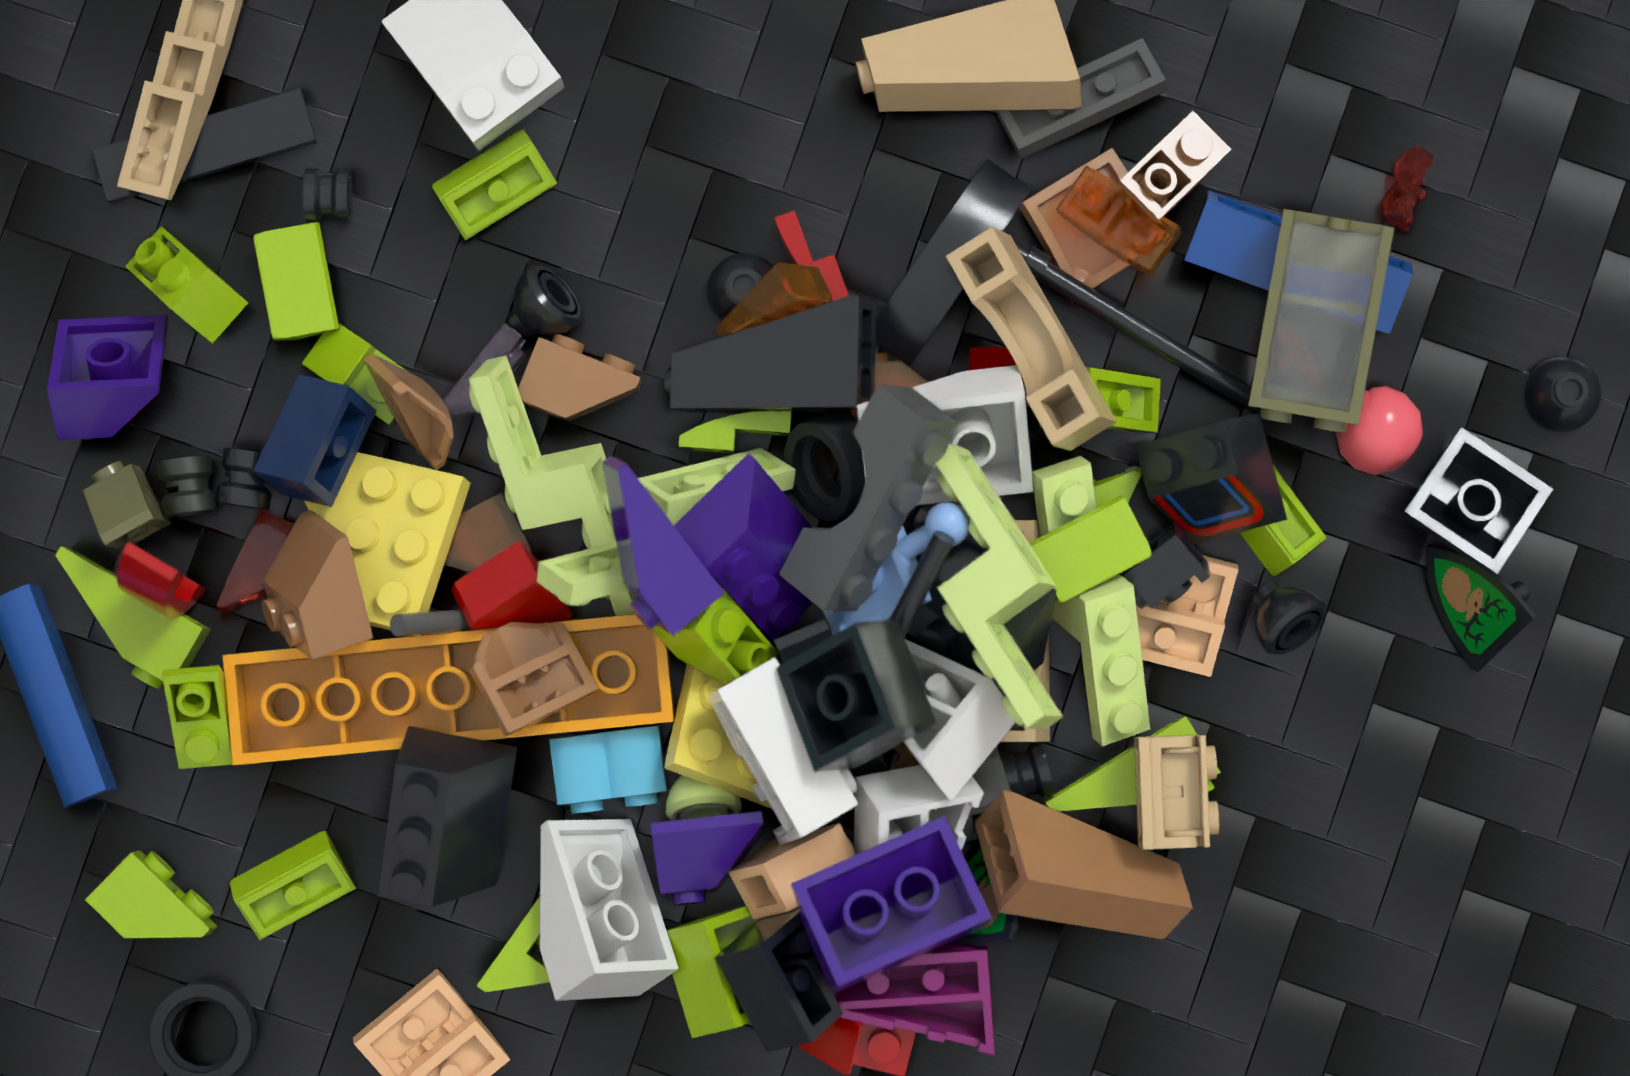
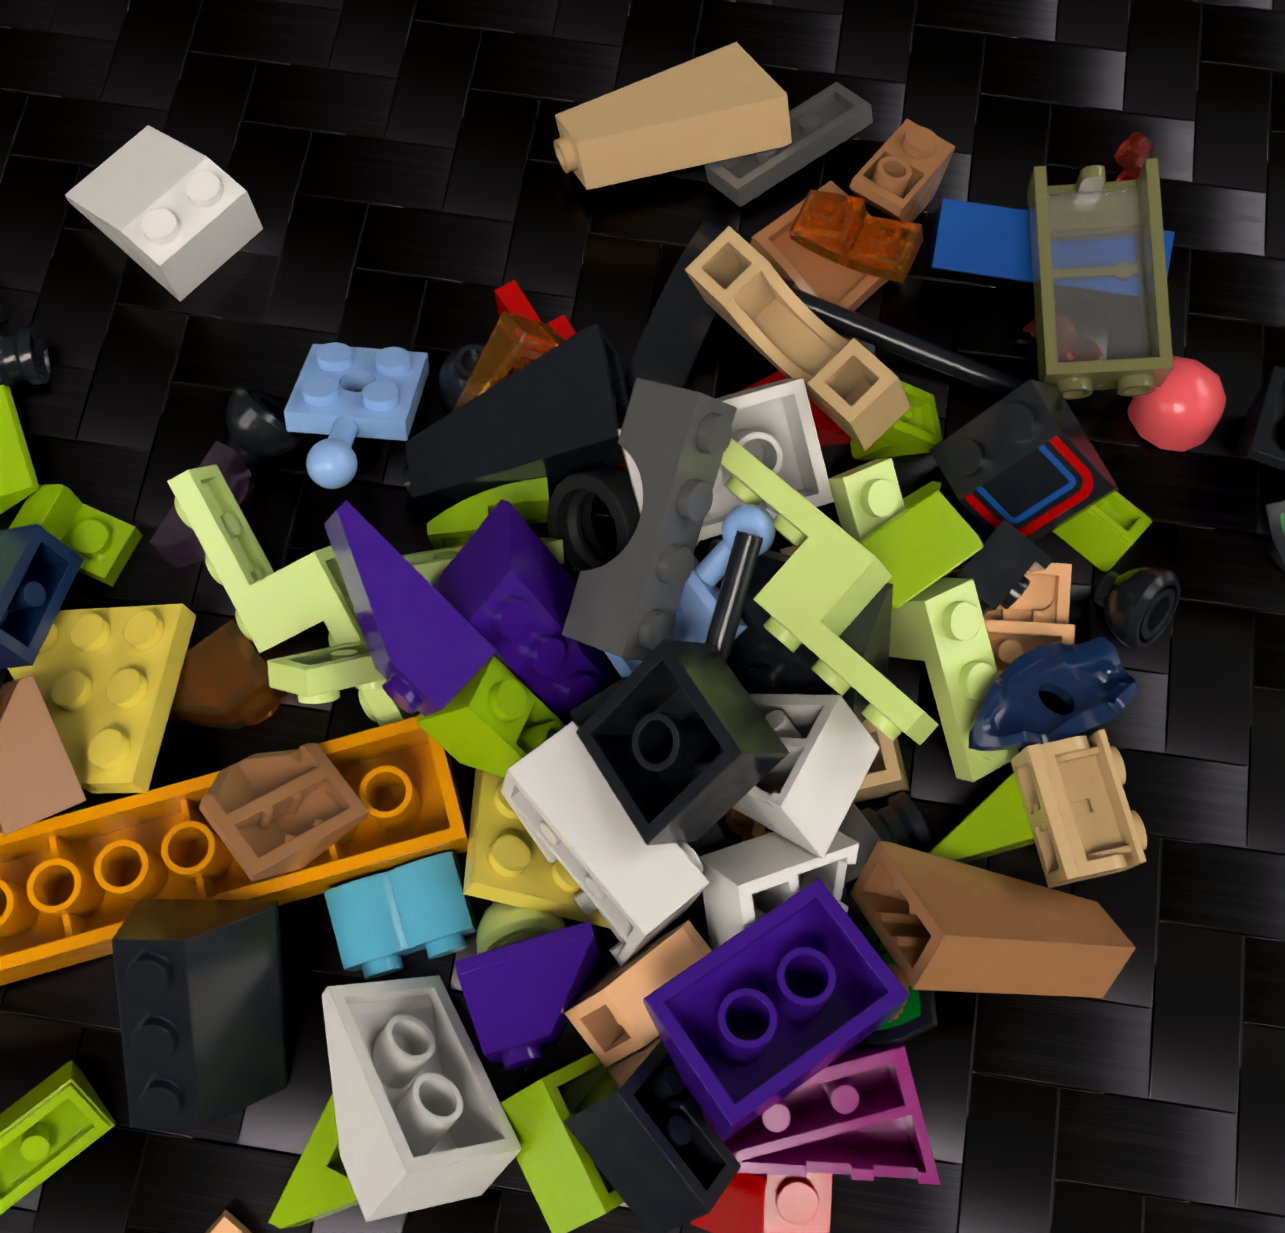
camera: 10 degrees left, 15 degrees down
(416, 410) = (122, 544): medium nougat slope -> none
(429, 623) = (162, 767): dark grey bar -> none
(494, 184) = (199, 326): lime slope -> none
(507, 592) = (250, 720): red slope -> none
(572, 384) = (290, 507): medium nougat slope -> none
(645, 320) = (326, 403): none -> light blue plate
(1220, 676) = (1082, 675): none -> dark blue piece

